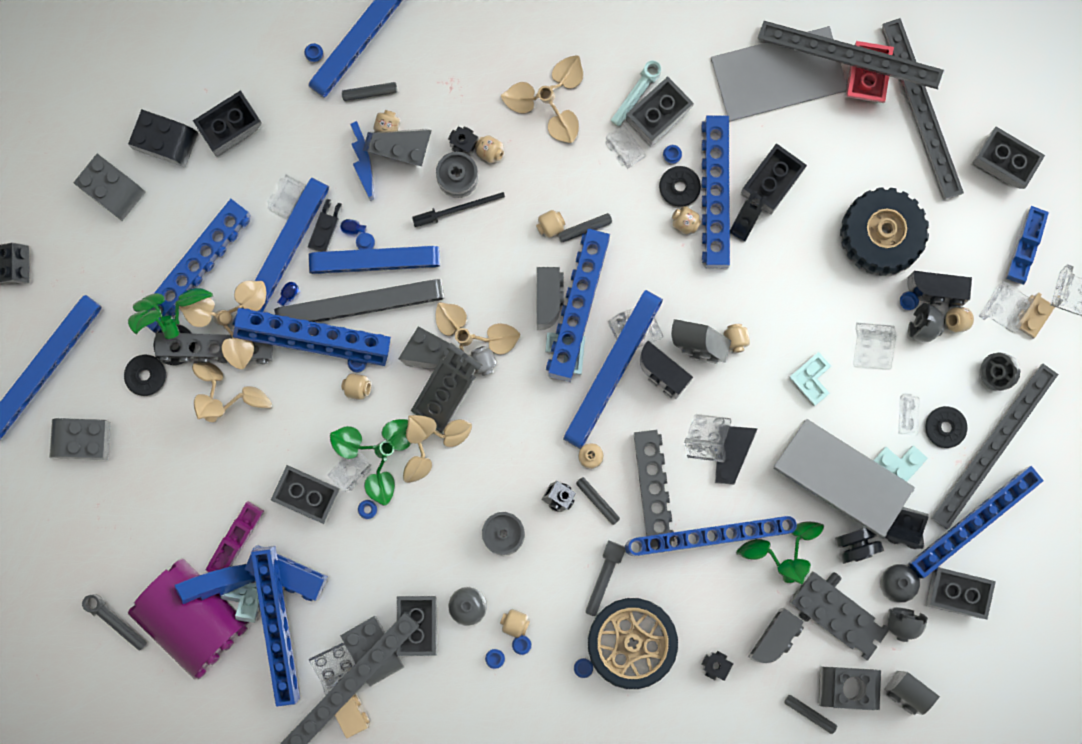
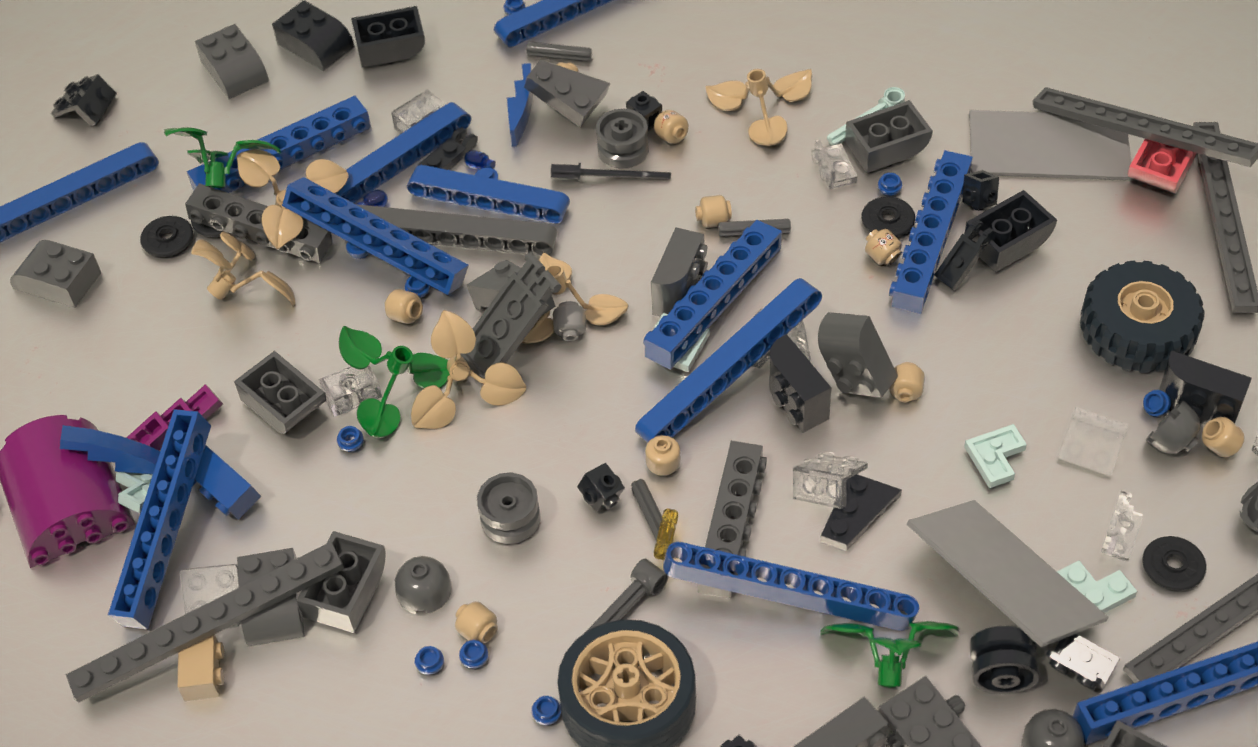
camera: 20 degrees right, 30 degrees down
(615, 519) = (665, 533): none -> clear yellow axle
(742, 145) = (980, 190): none -> black brick

